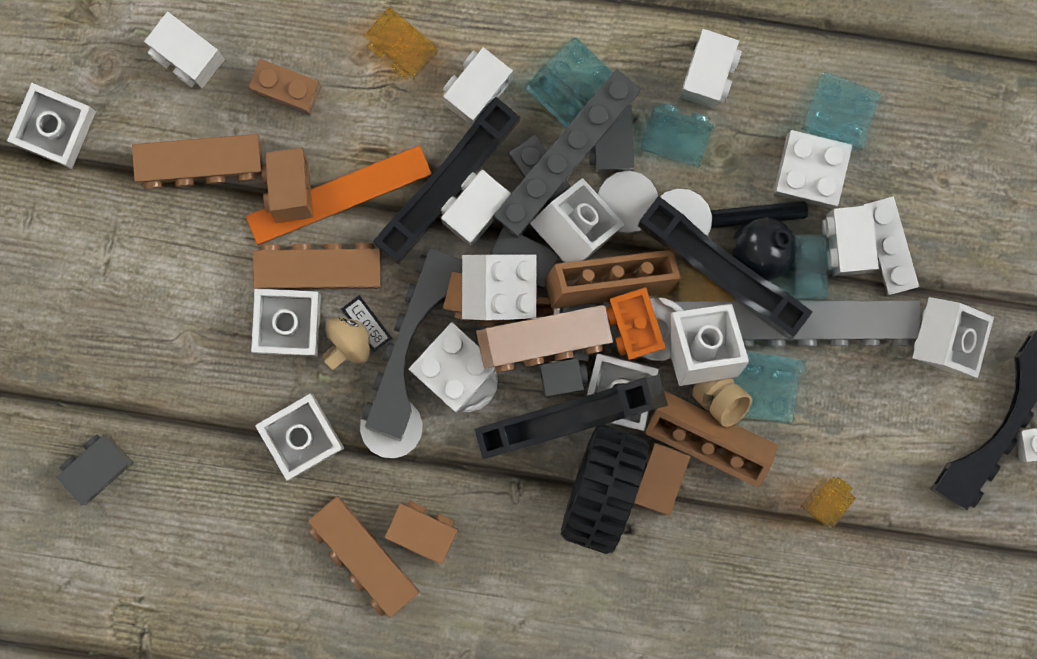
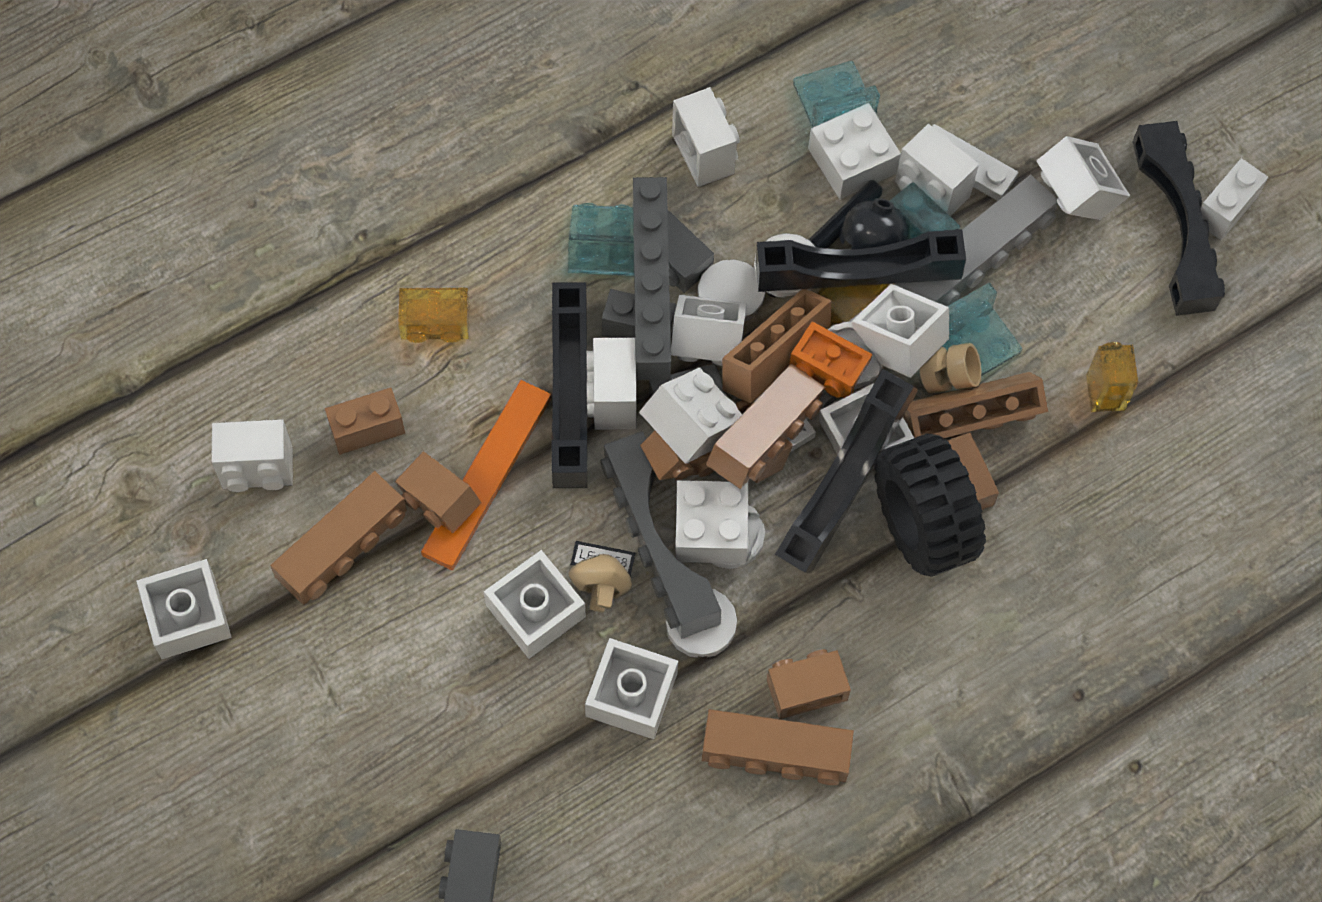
camera: 40 degrees left, 20 degrees down
(317, 268) = (533, 528): medium nougat brick -> none
(477, 86) = (528, 291): white brick -> none
(563, 377) = (808, 456): dark grey brick -> none
(677, 135) = (722, 204): clear light blue bracket -> none

